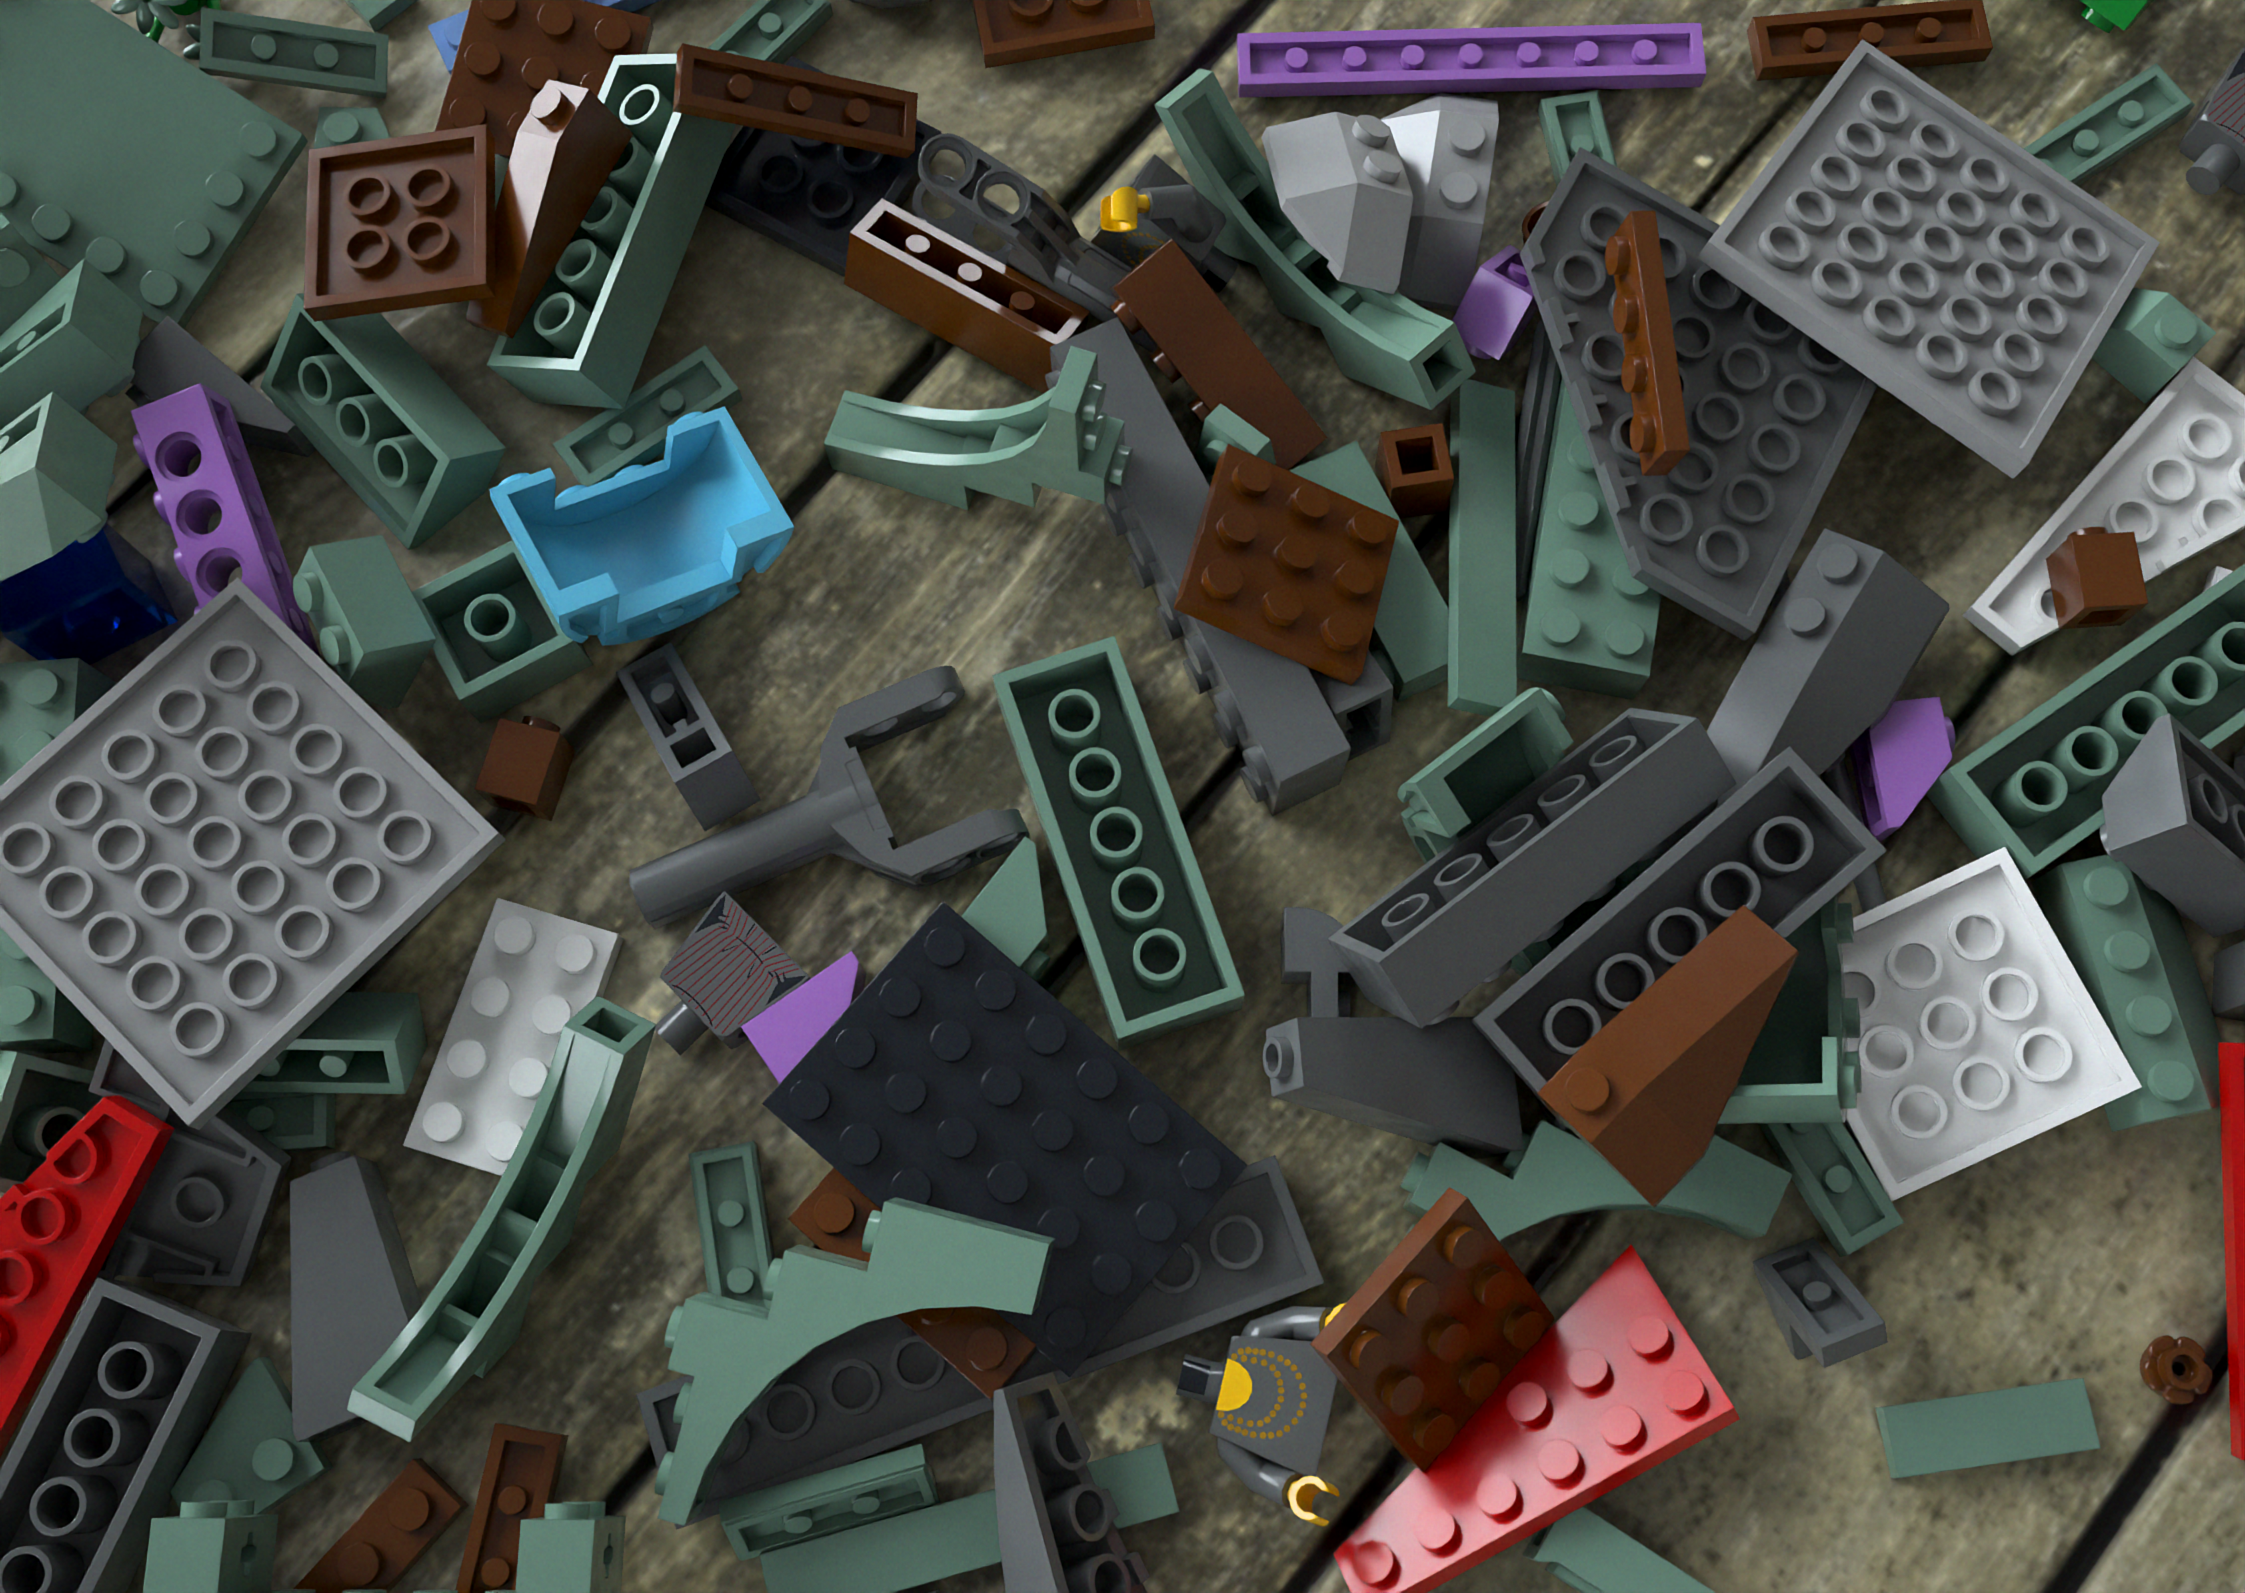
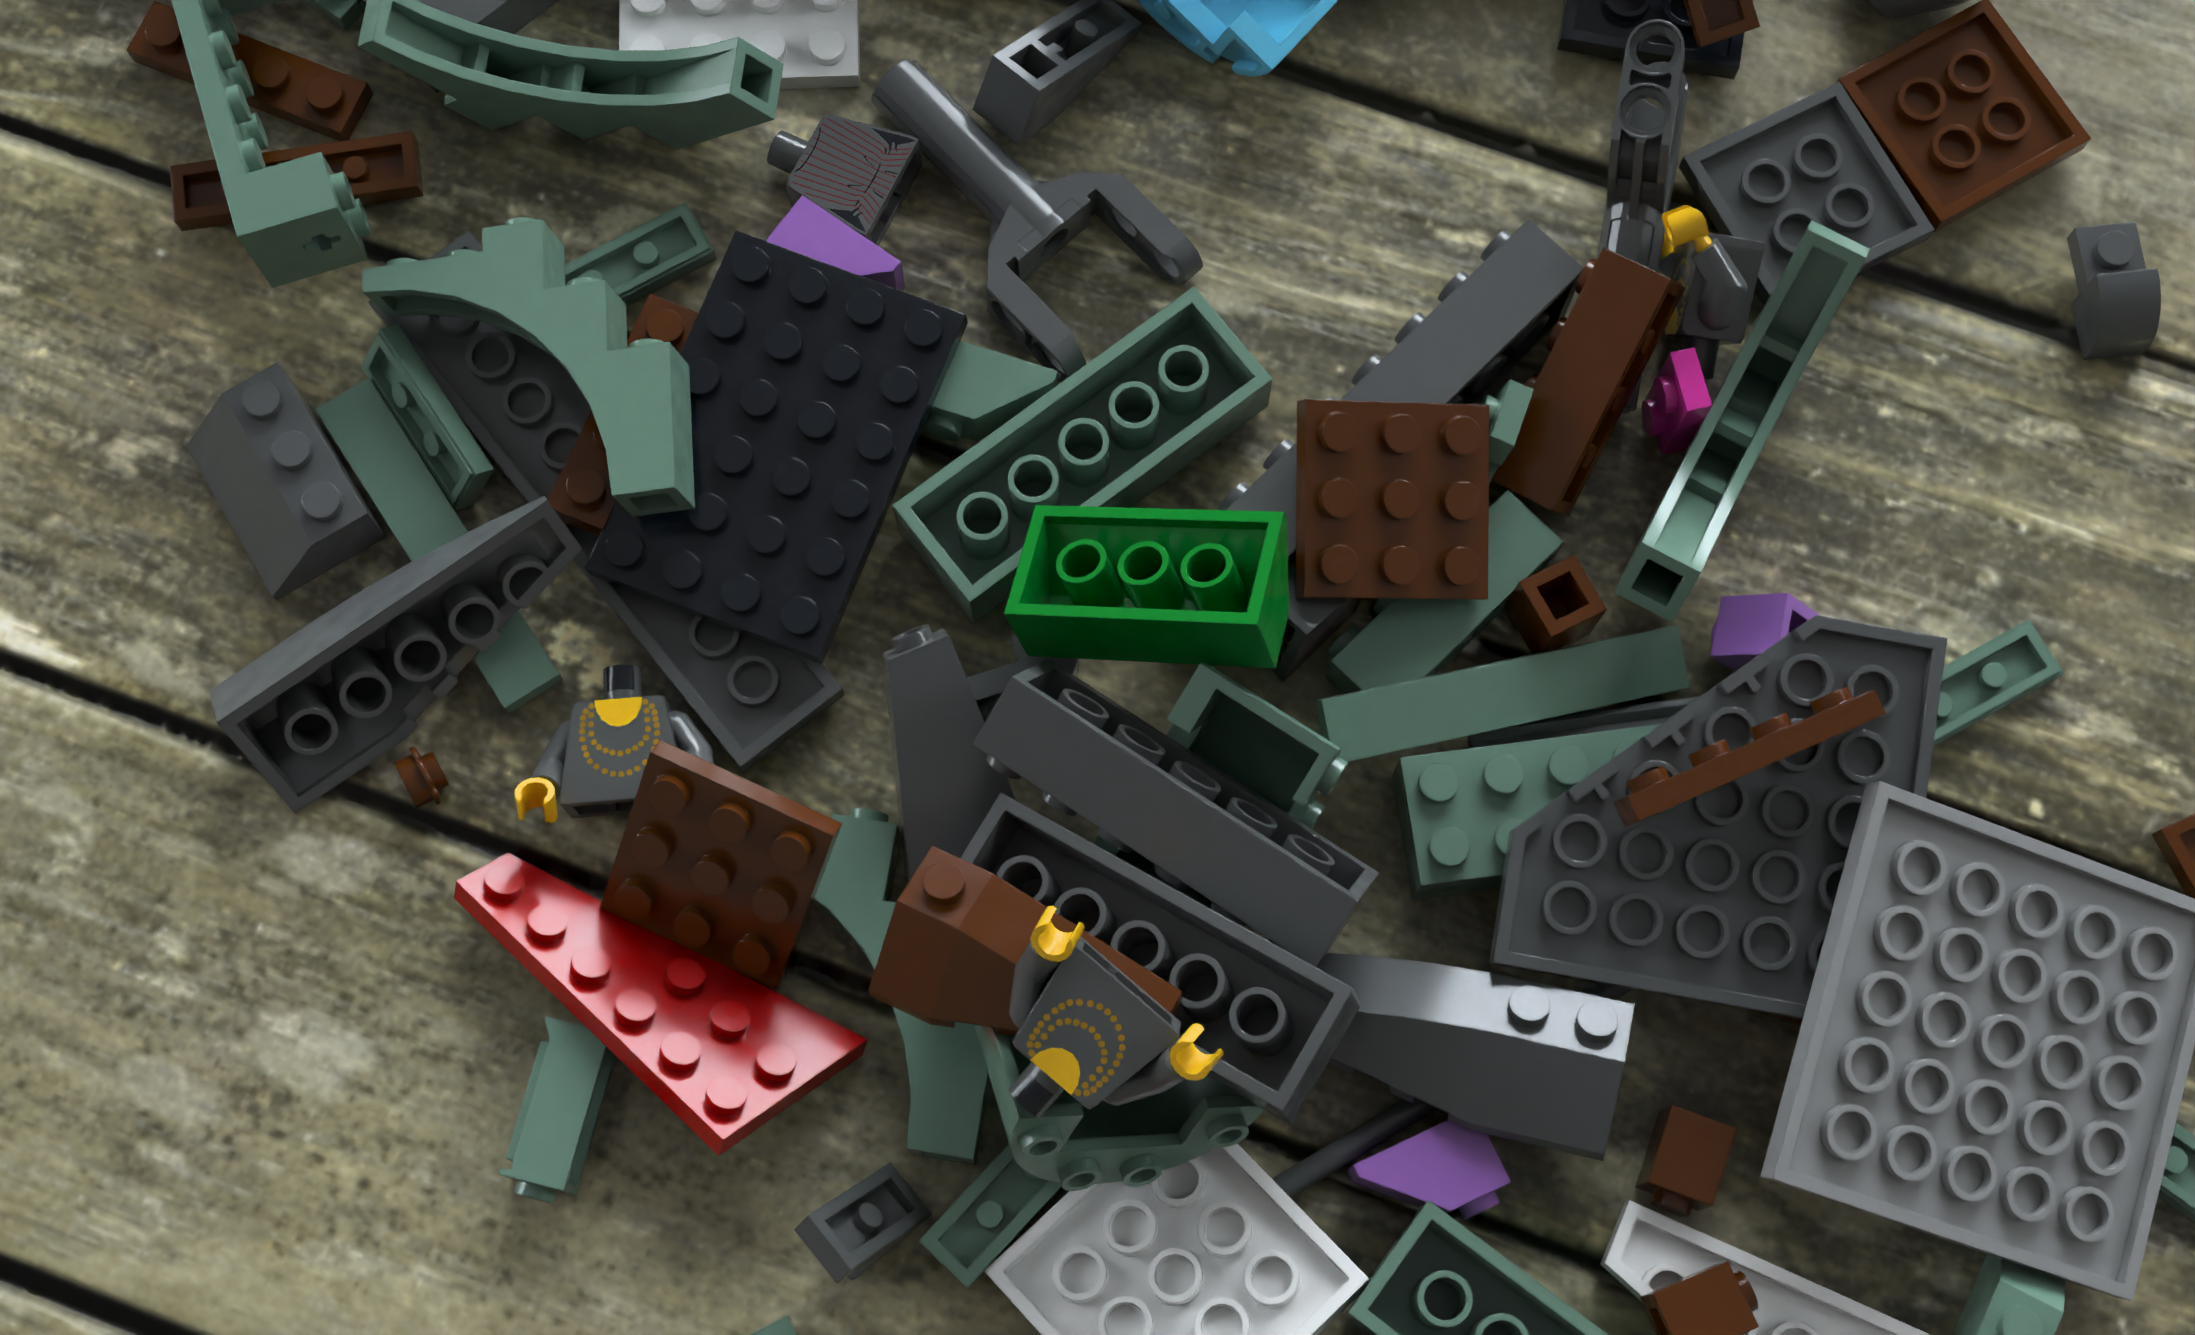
camera: 70 degrees right, 0 degrees up
(960, 293) = (1572, 134): reddish brown brick -> none
(1006, 452) = (1415, 217): sand green arch -> none
(1082, 117) = (1802, 167): none -> dark grey plate
(1257, 293) = (1676, 402): none -> dark pink plate
(1304, 808) = (1152, 585): none -> green slope
(1344, 193) = (1806, 434): light grey wedge -> none
(1448, 164) = (1879, 541): light grey wedge -> none
(1470, 60) = (2044, 541): medium lavender plate -> none
(1789, 987) = (1092, 1028): none -> dark grey torso
(1948, 548) = (1685, 1161): none -> reddish brown brick

